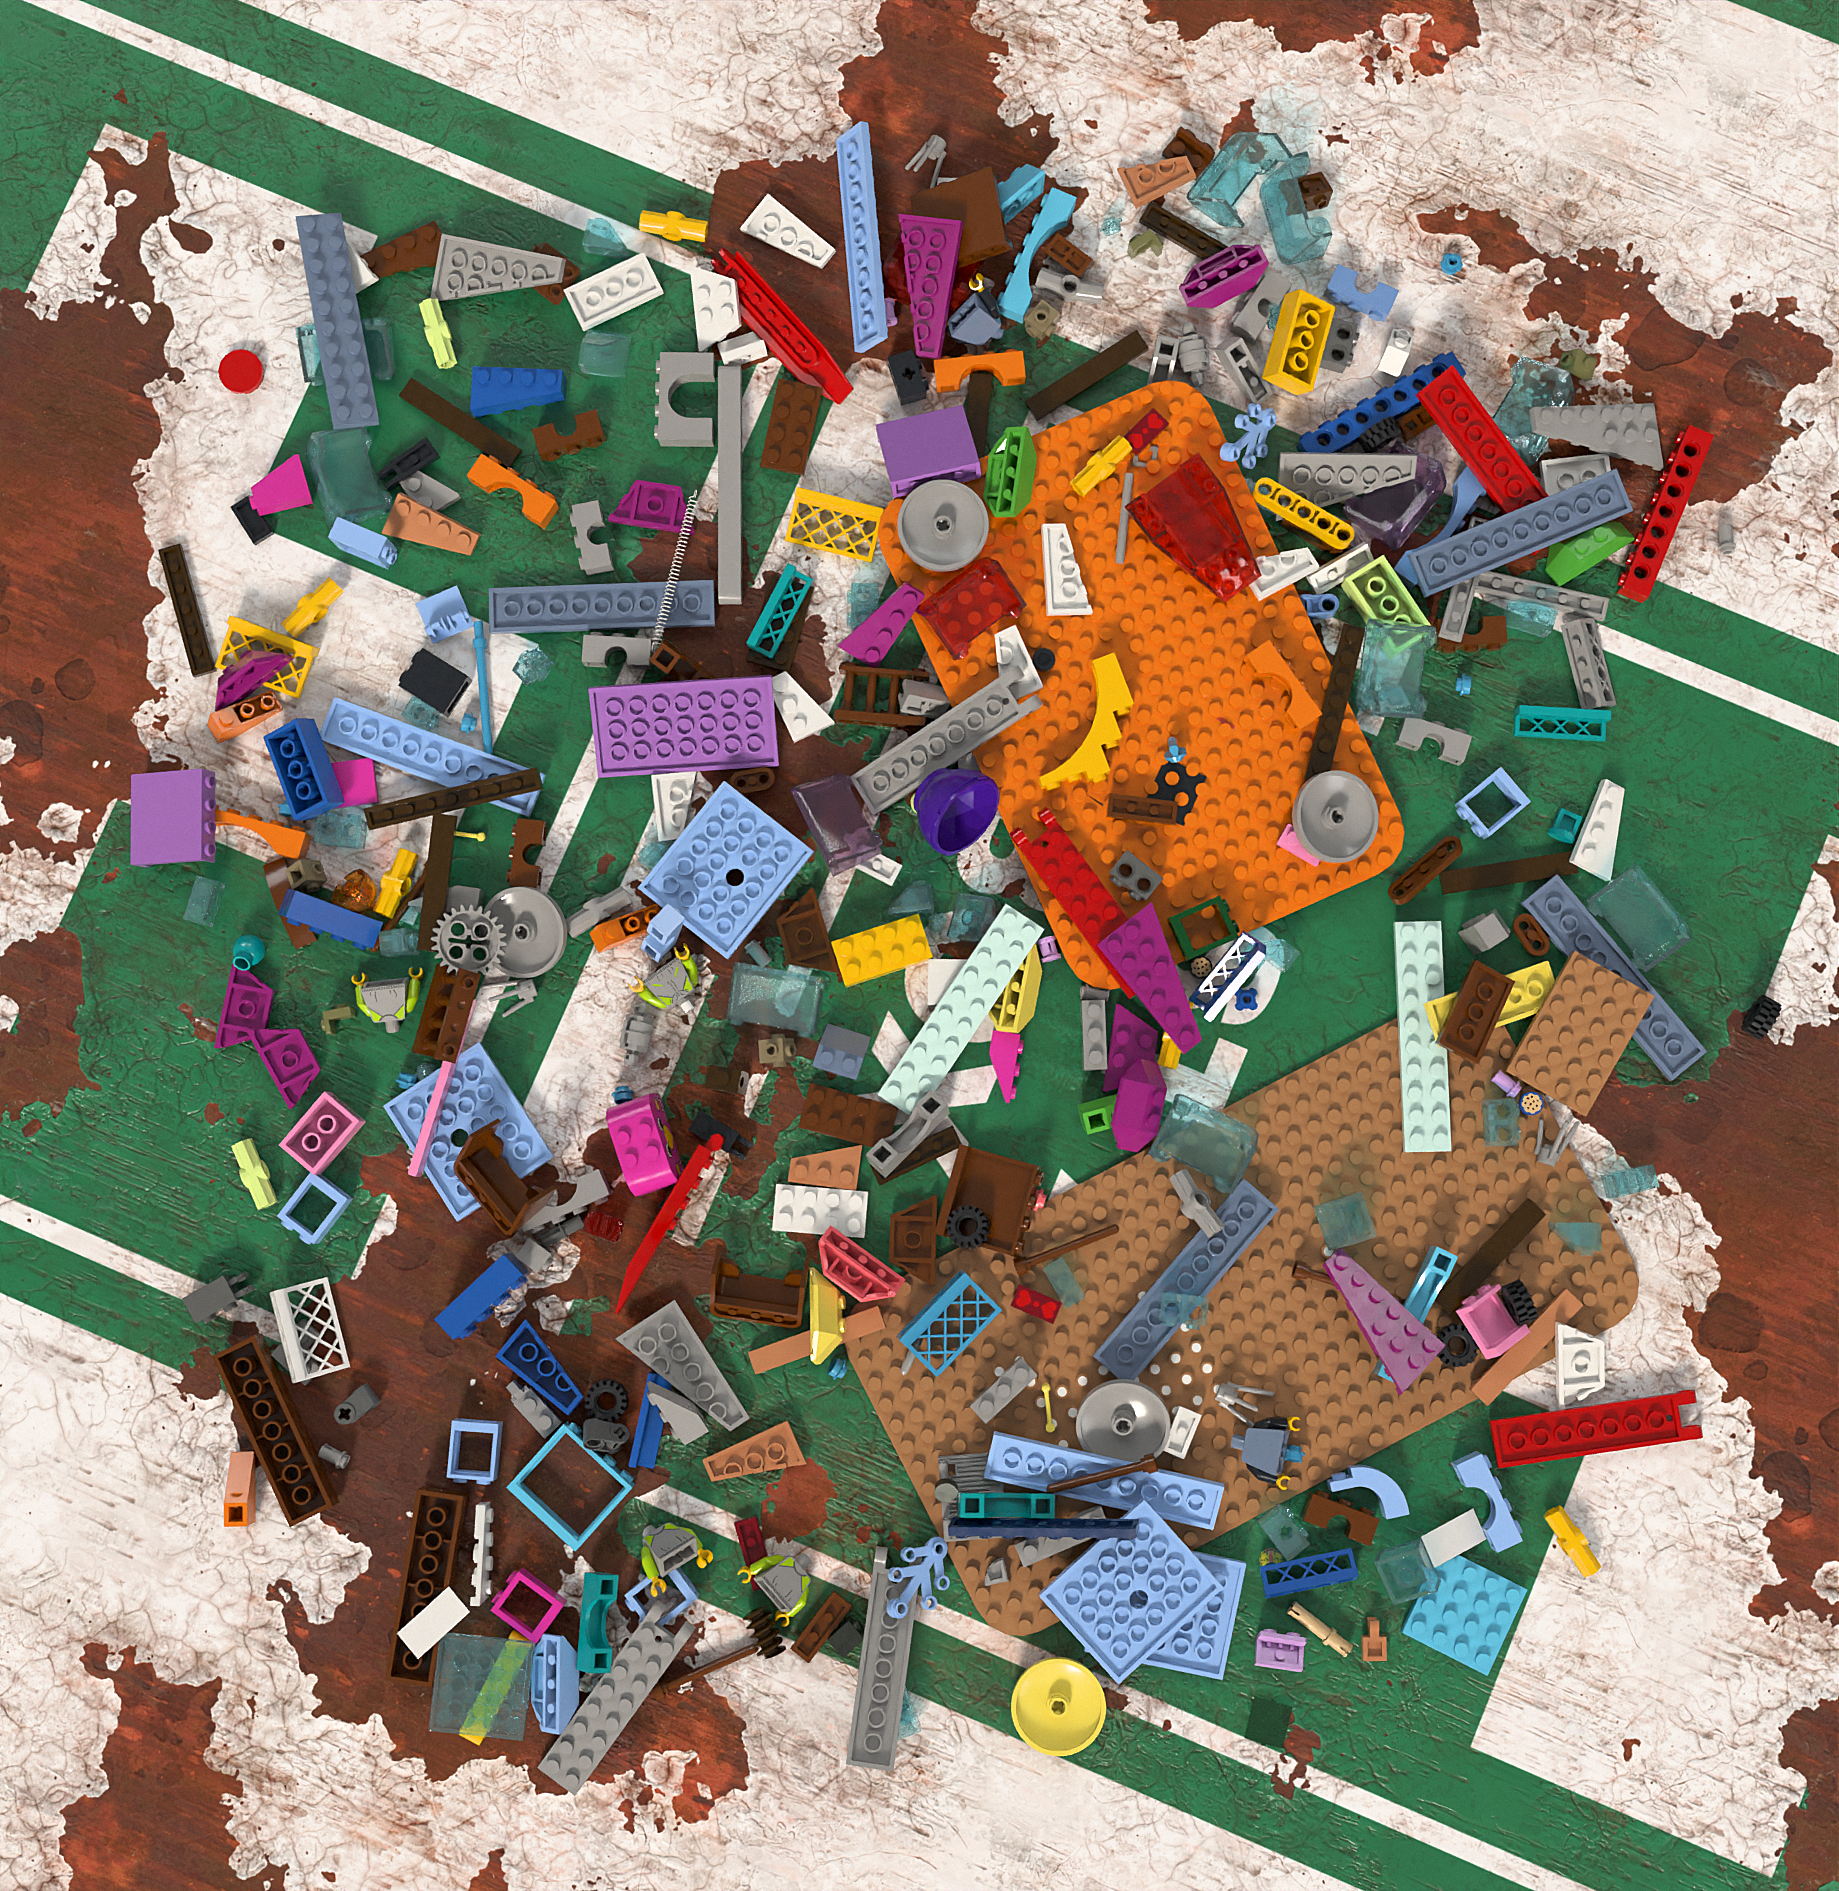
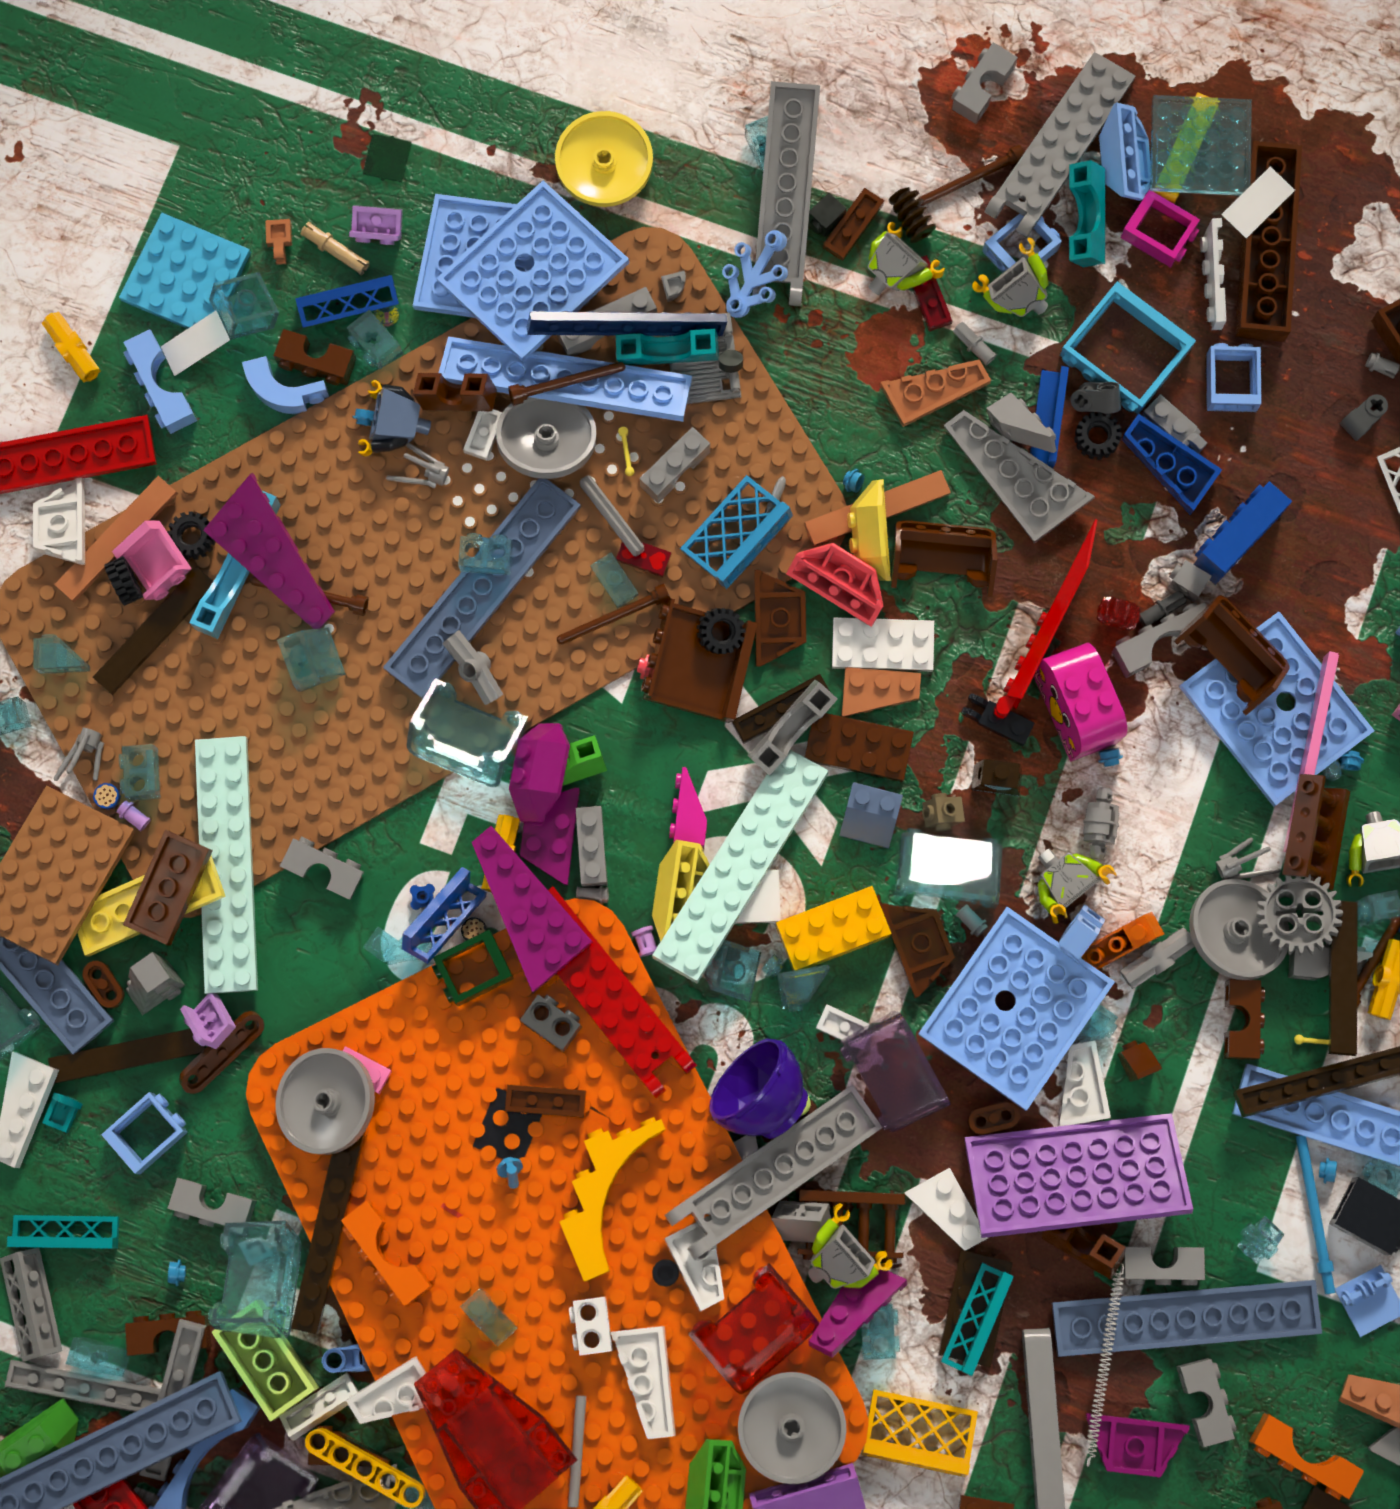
camera: 175 degrees right, 5 degrees down
(622, 821) = (1138, 1060): none -> reddish brown slope
(673, 1785) = (994, 65): none -> light grey arch
(715, 1499) = (974, 343): none -> light grey axle
(892, 663) = (841, 1258): none -> torso
(1064, 1343) = (611, 515): none -> light grey axle
(1103, 617) = (599, 1325): none -> white brick
(1192, 1467) = (437, 393): none -> reddish brown arch
(1196, 630) = (488, 1317): none -> clear light blue slope
(1351, 1039) = (344, 876): none -> light grey arch
(1437, 895) = (209, 1021): none -> lavender bracket

